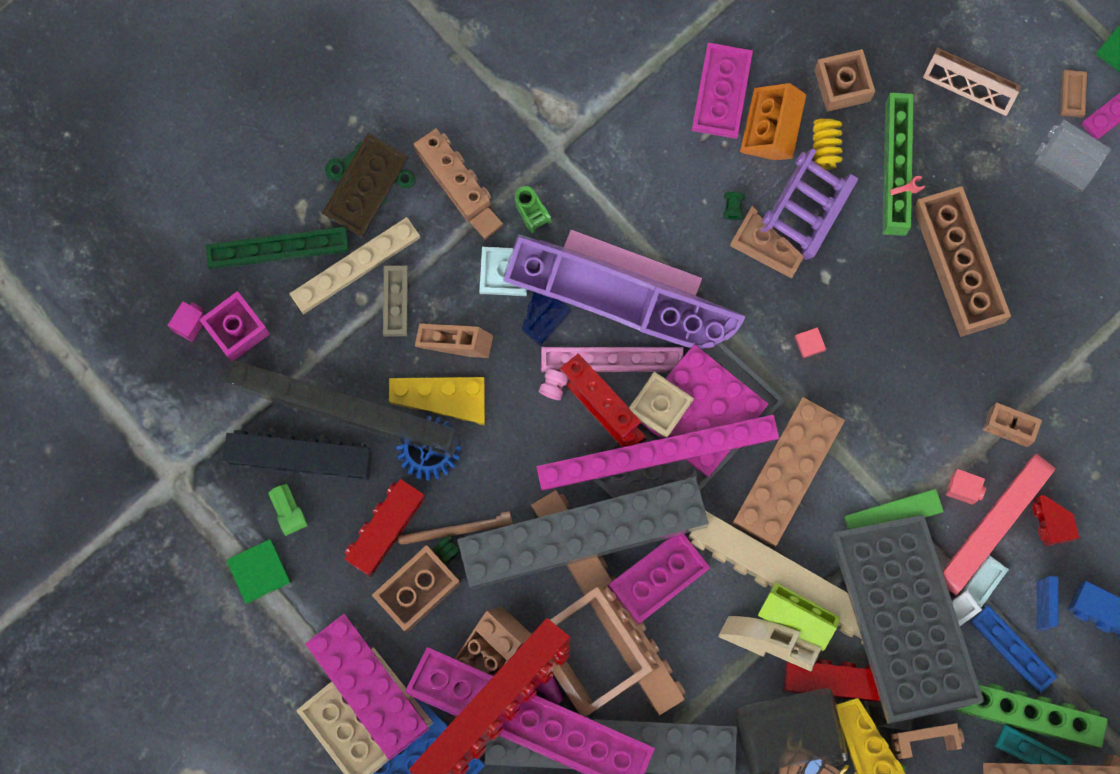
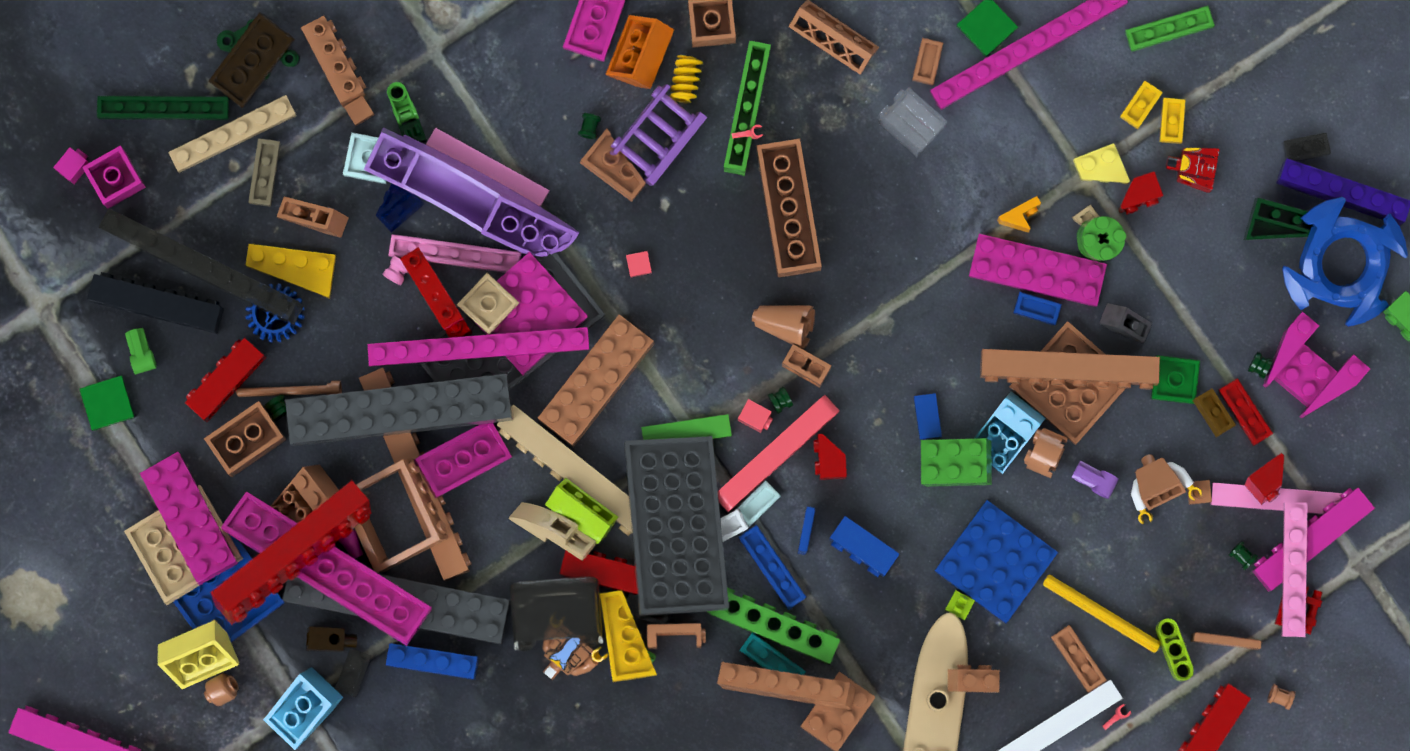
camera: 10 degrees right, 5 degrees up
(548, 235) = (413, 130): none -> dark green tile
(979, 381) = (786, 322): none -> nougat cone
(989, 465) = (780, 400): none -> dark green wheel

